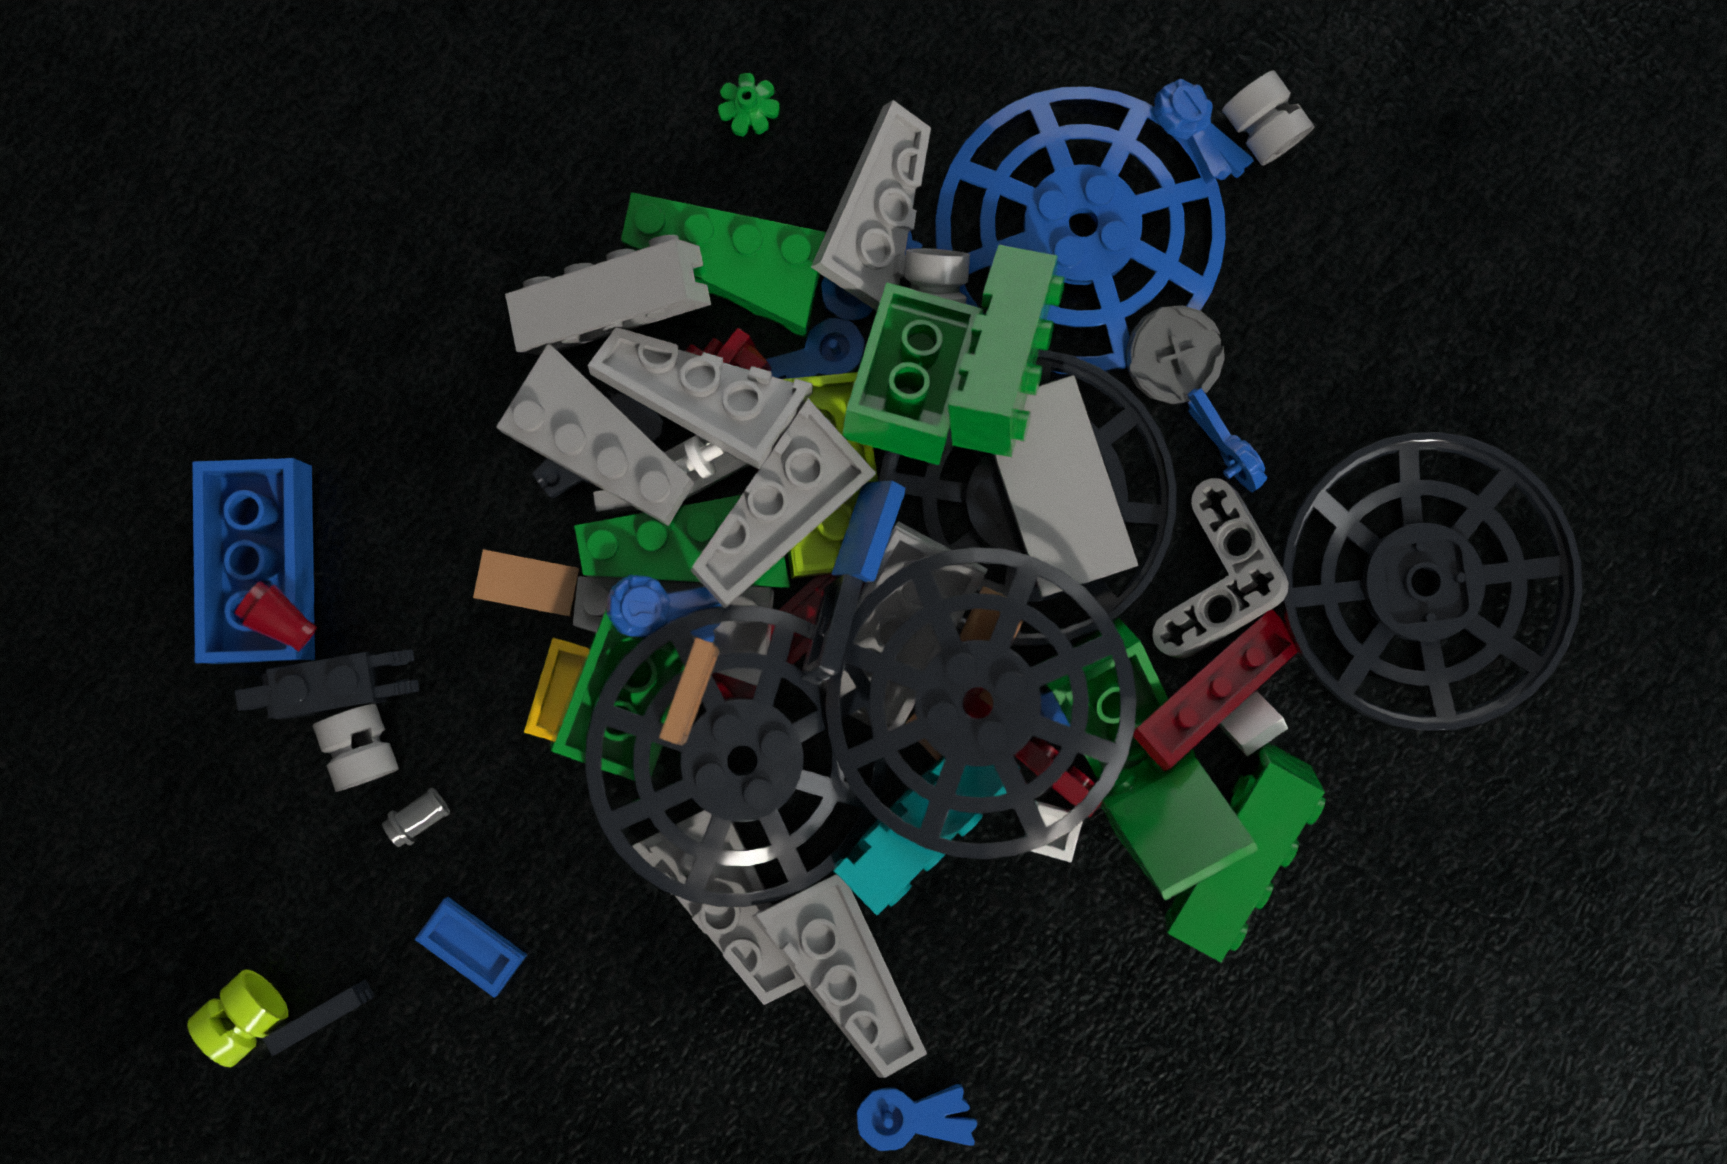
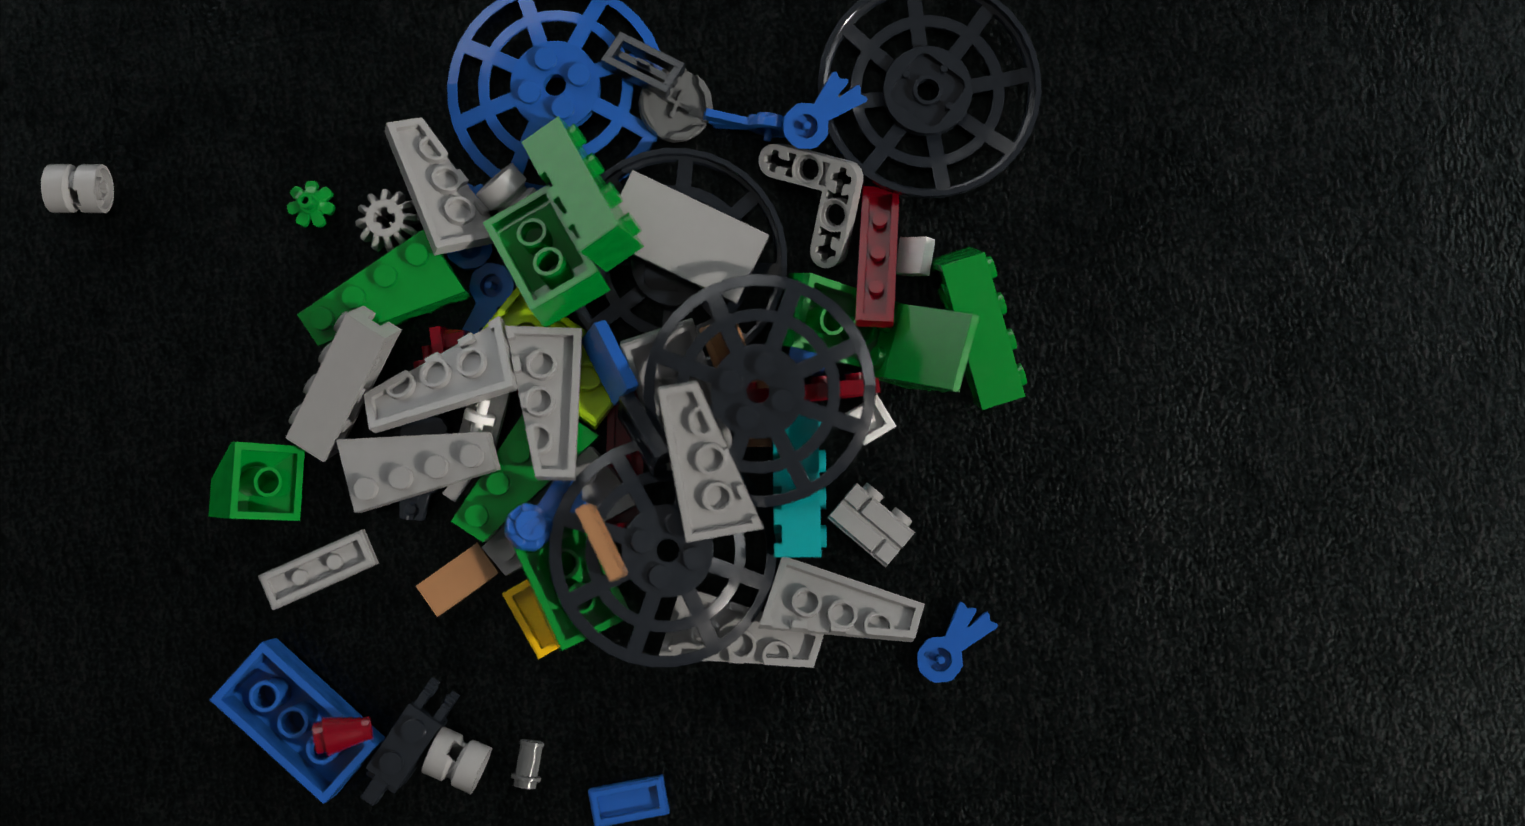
camera: 50 degrees left, 0 degrees up
(412, 443) = (318, 569): none -> light grey tile
(439, 309) = (258, 482): none -> green slope
(802, 173) = (378, 211): none -> light grey gear
(848, 730) = (705, 476): none -> light grey wing
(955, 929) = (871, 523): none -> light grey brick
(1175, 291) = (640, 71): none -> black tile
(1281, 499) = (807, 123): none -> blue piece

